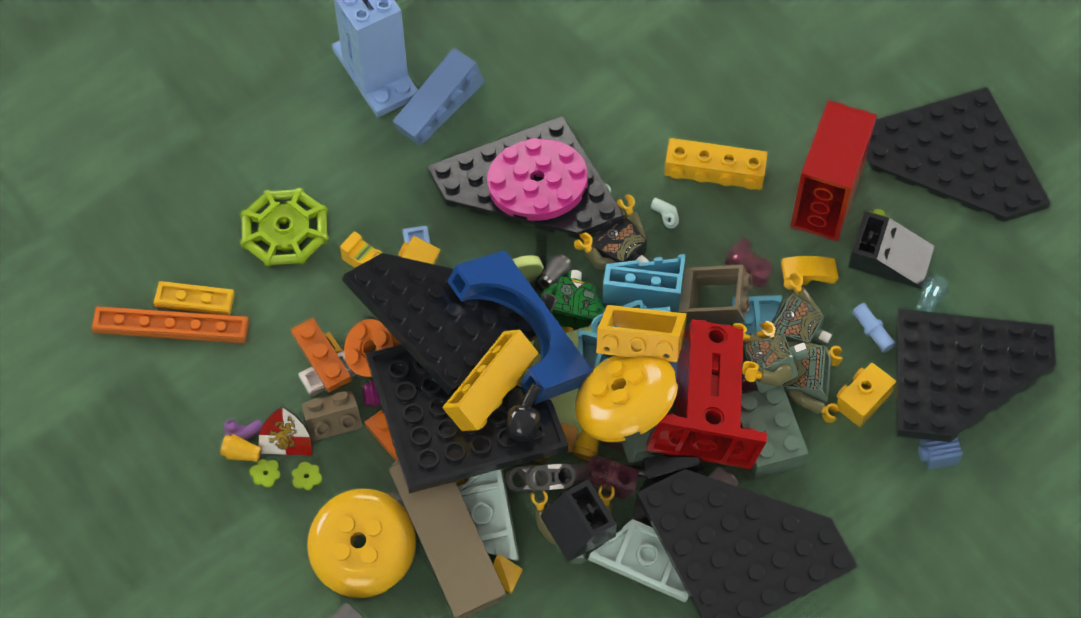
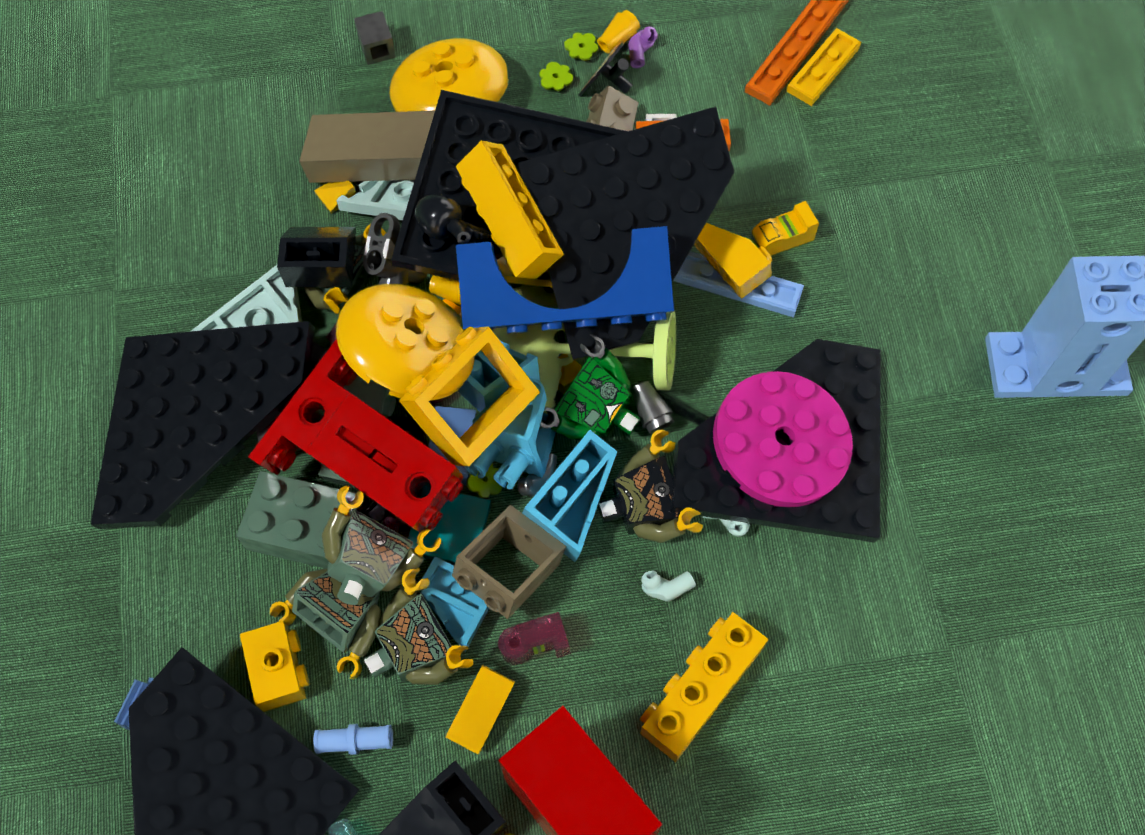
camera: 120 degrees right, 5 degrees up
(284, 239) = (864, 189): lime plate -> none
(439, 97) = (976, 405): medium blue wedge -> none

